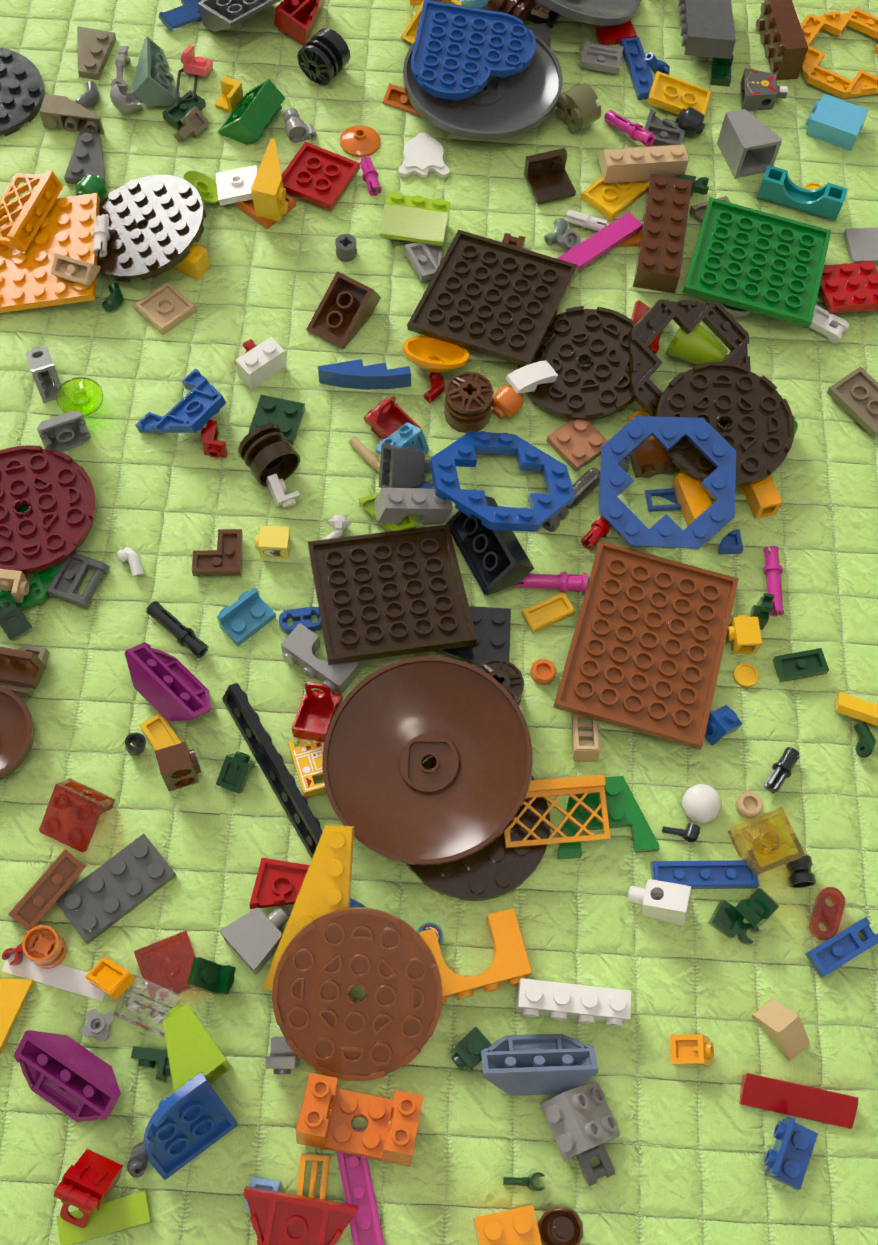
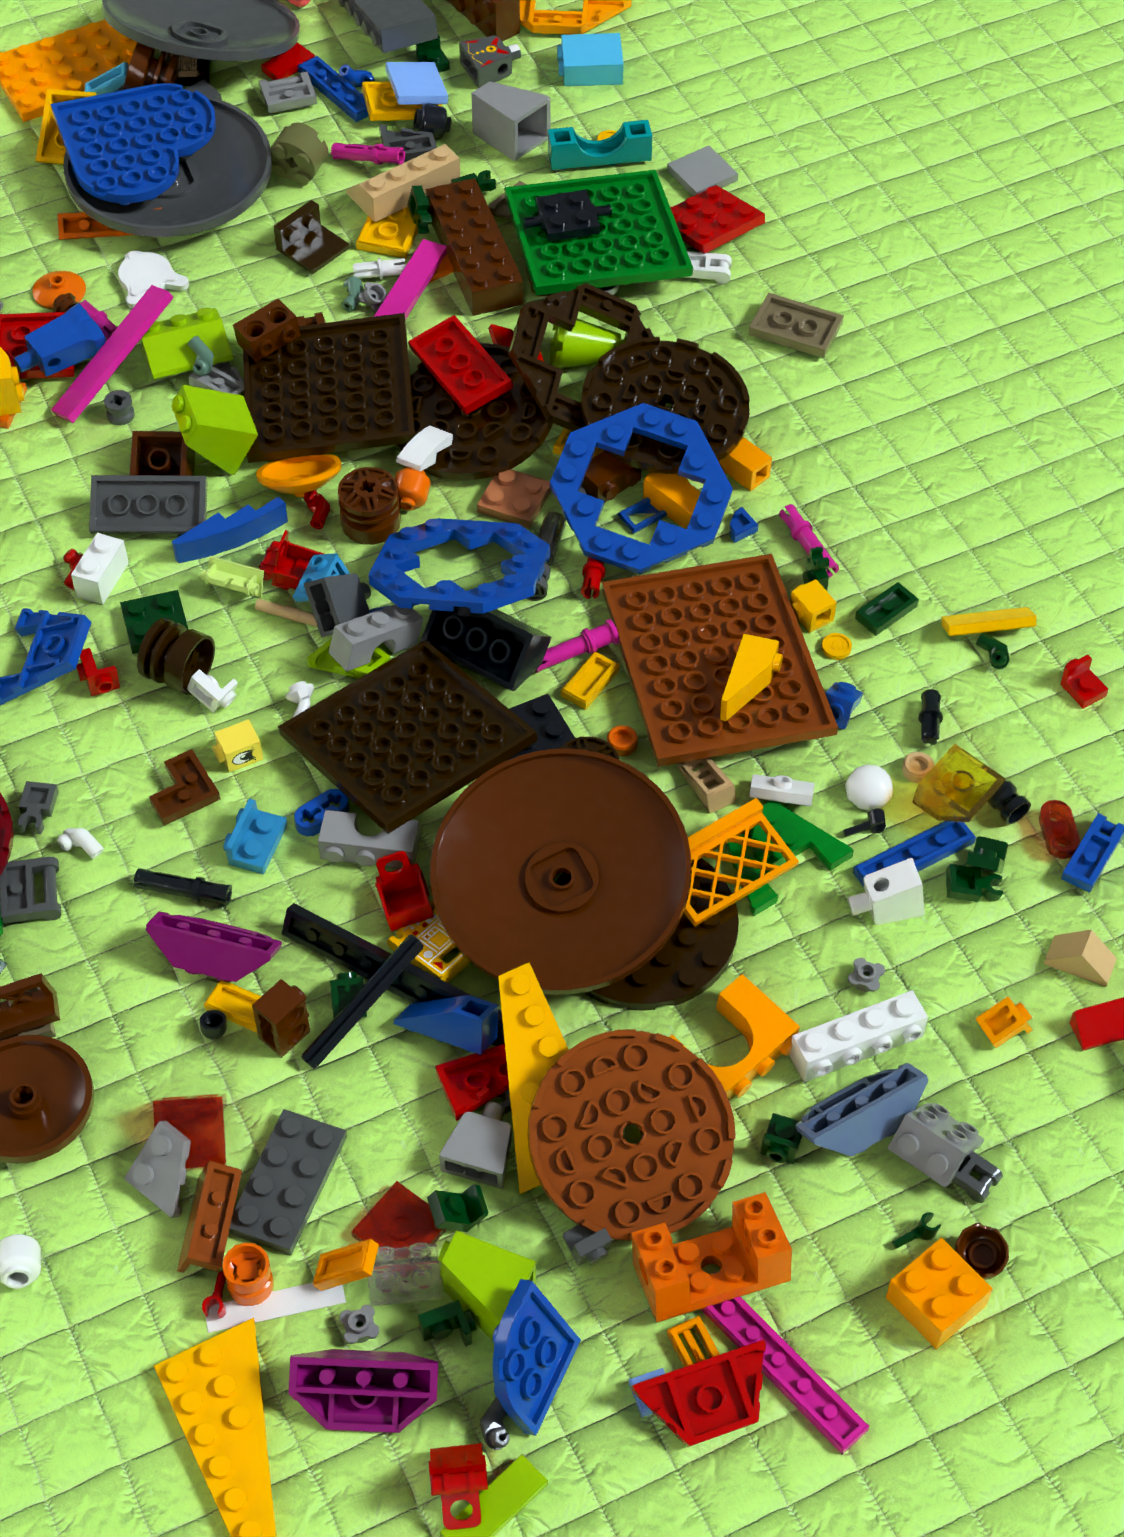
camera: 25 degrees left, 10 degrees down
(36, 834) = (161, 1168): none -> light grey wing
(119, 517) = (36, 801): none -> dark grey plate
(239, 782) = (362, 1001): none -> black axle
(290, 830) = (455, 1020): none -> blue slope
(320, 330) = (147, 504): none -> dark grey plate
(331, 182) = (61, 342): none -> blue piece
(348, 414) = (234, 576): none -> yellowish green hinge
(354, 153) = (64, 302): none -> reddish brown plate
(360, 205) = (112, 353): none -> dark pink tile
(393, 292) = (215, 425): none -> lime slope
(421, 235) = (204, 356): none -> sand green arm
(473, 235) = (266, 330): none -> reddish brown brick
(594, 323) = (460, 364): none -> red plate
(602, 953) = (863, 982): none -> light grey plate
(634, 771) = (781, 789): none -> white plate
(640, 185) = (419, 207): none -> dark green plate
(660, 670) = (750, 673): none -> yellow slope
(695, 88) = (416, 83): none -> light blue tile
(740, 240) = (567, 215): none -> black plate

